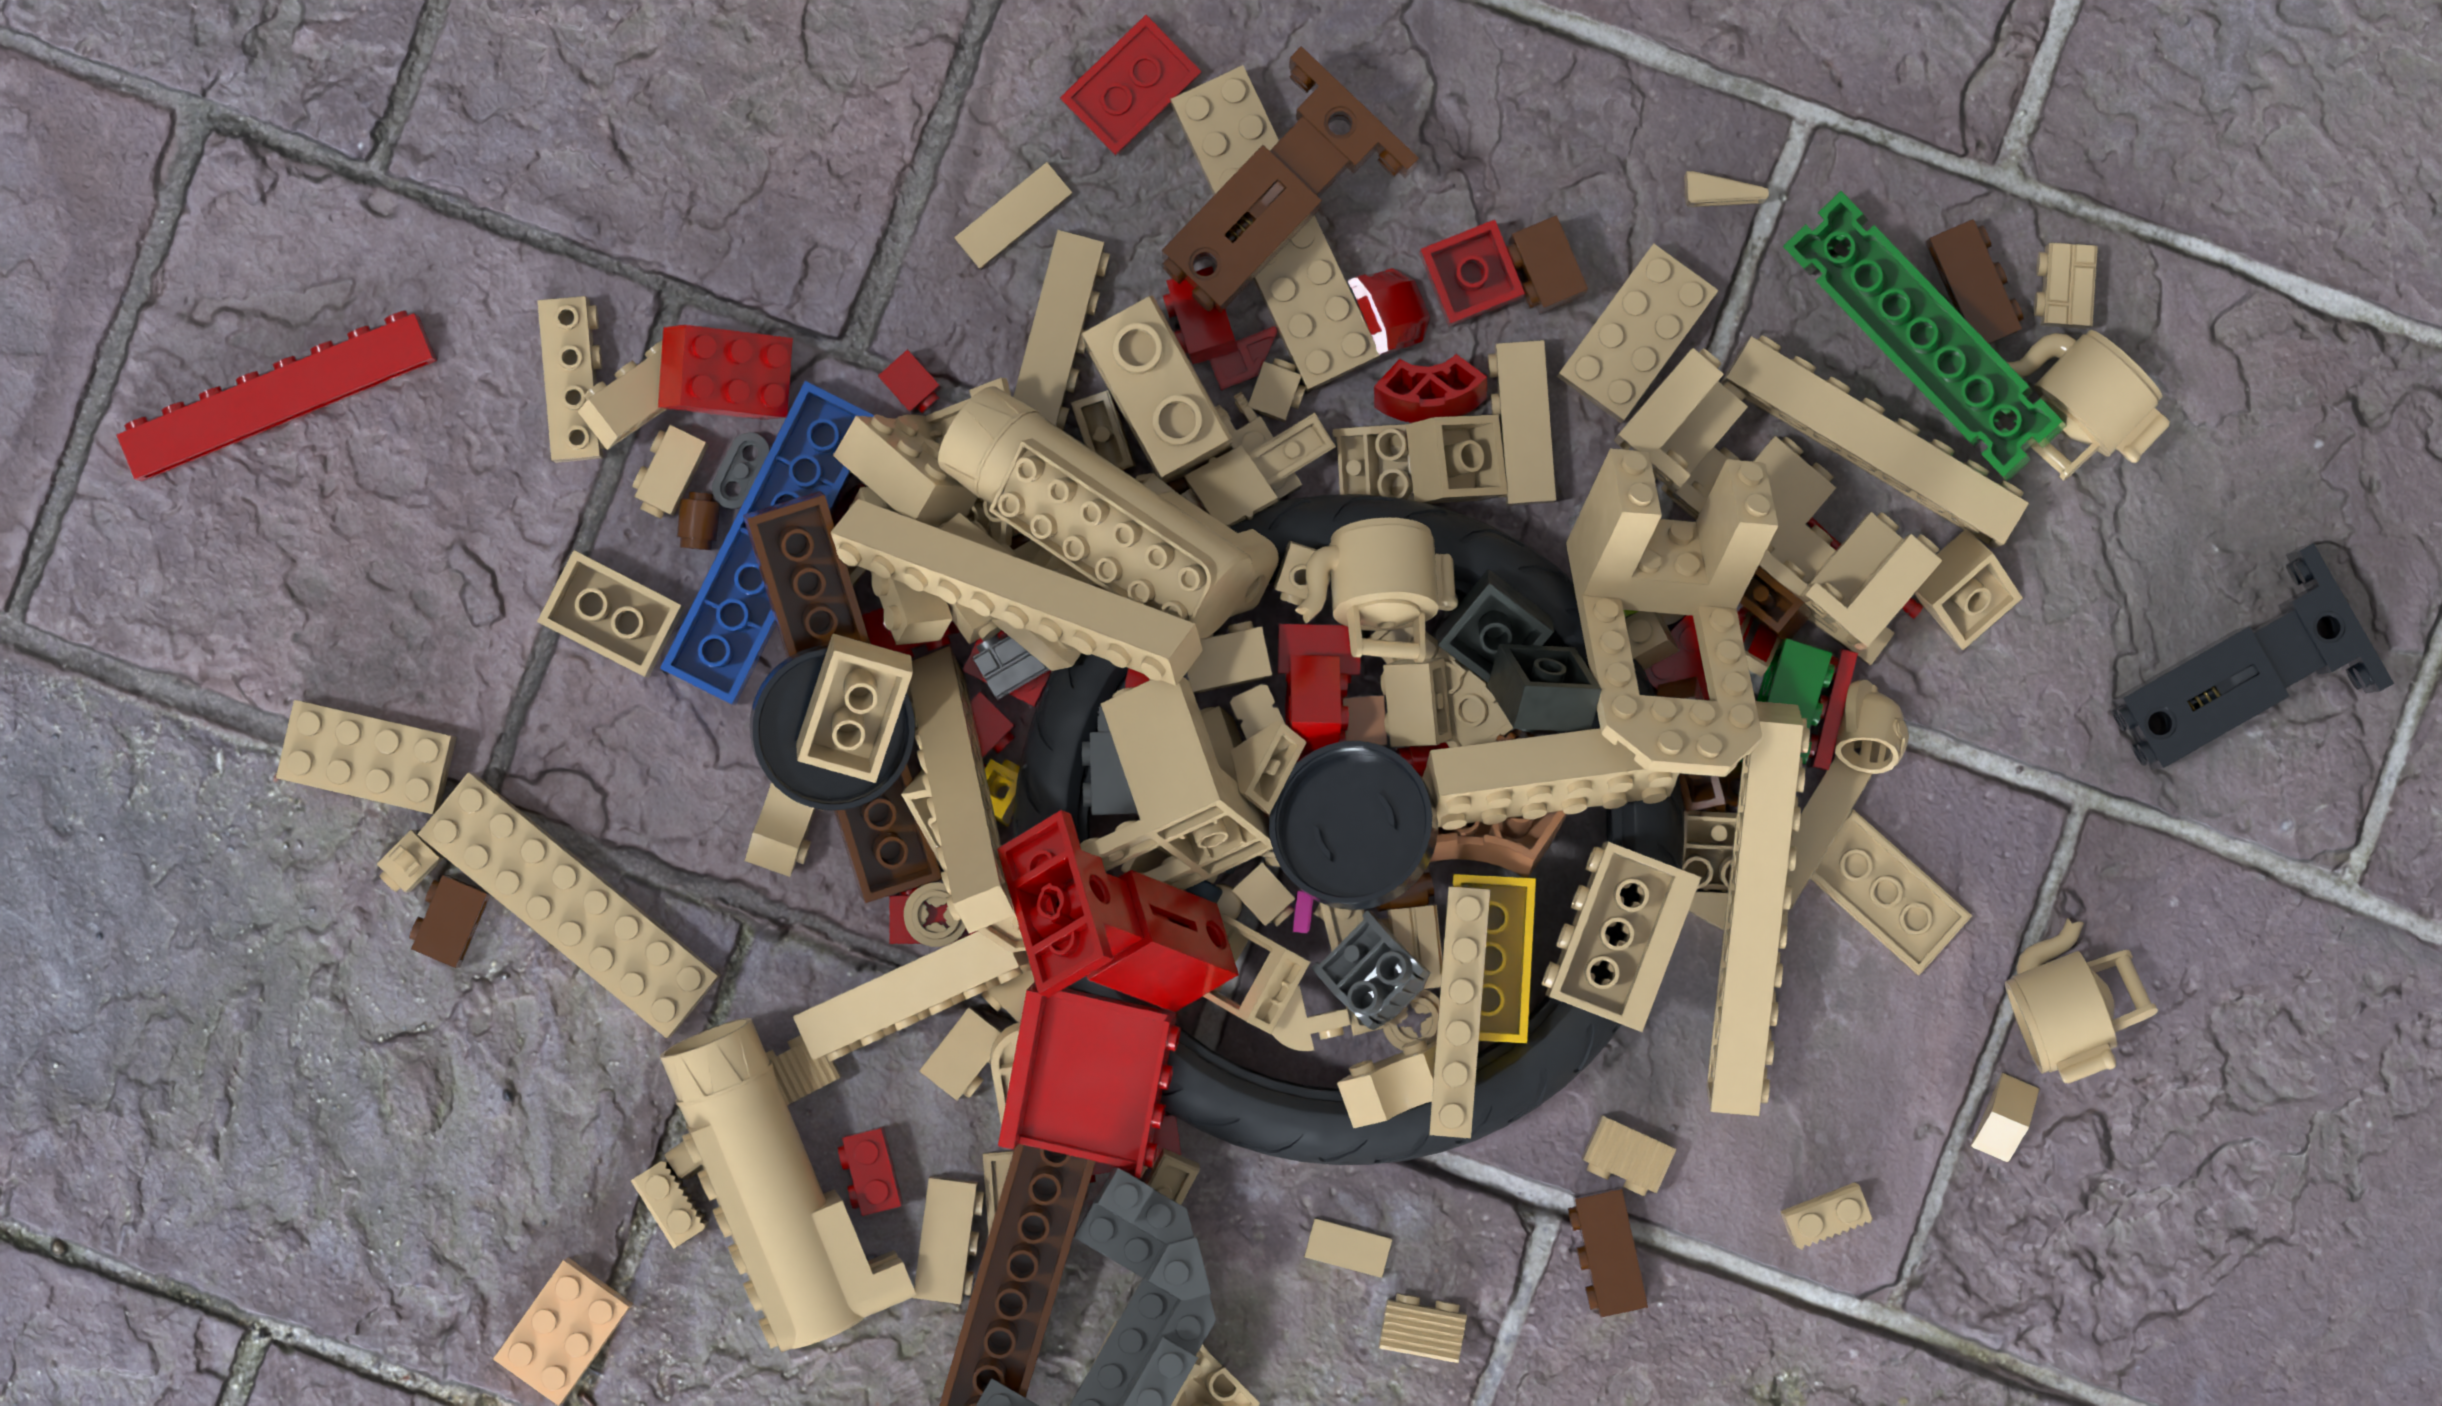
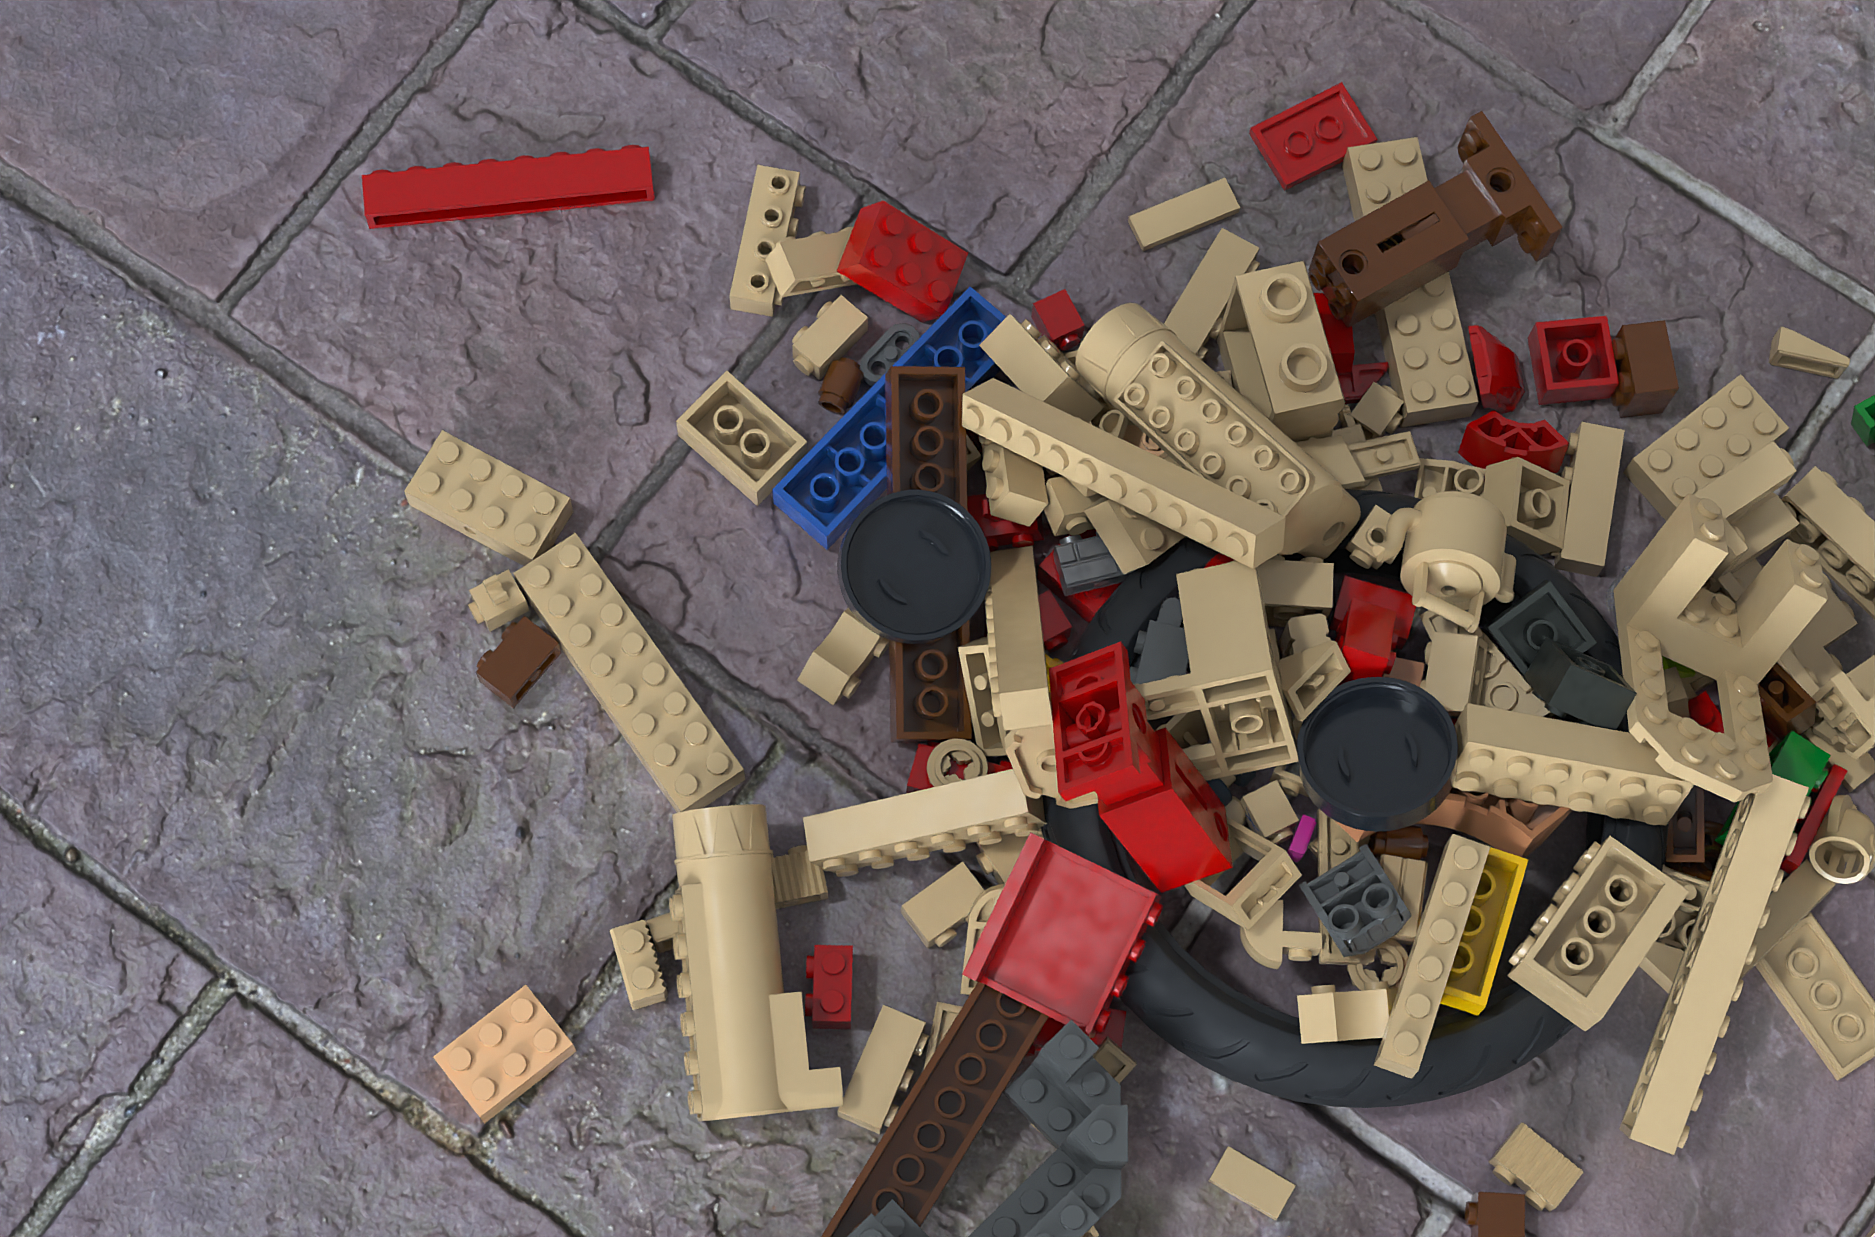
camera: 10 degrees right, 15 degrees down
(854, 708) = (941, 546): tan brick -> none

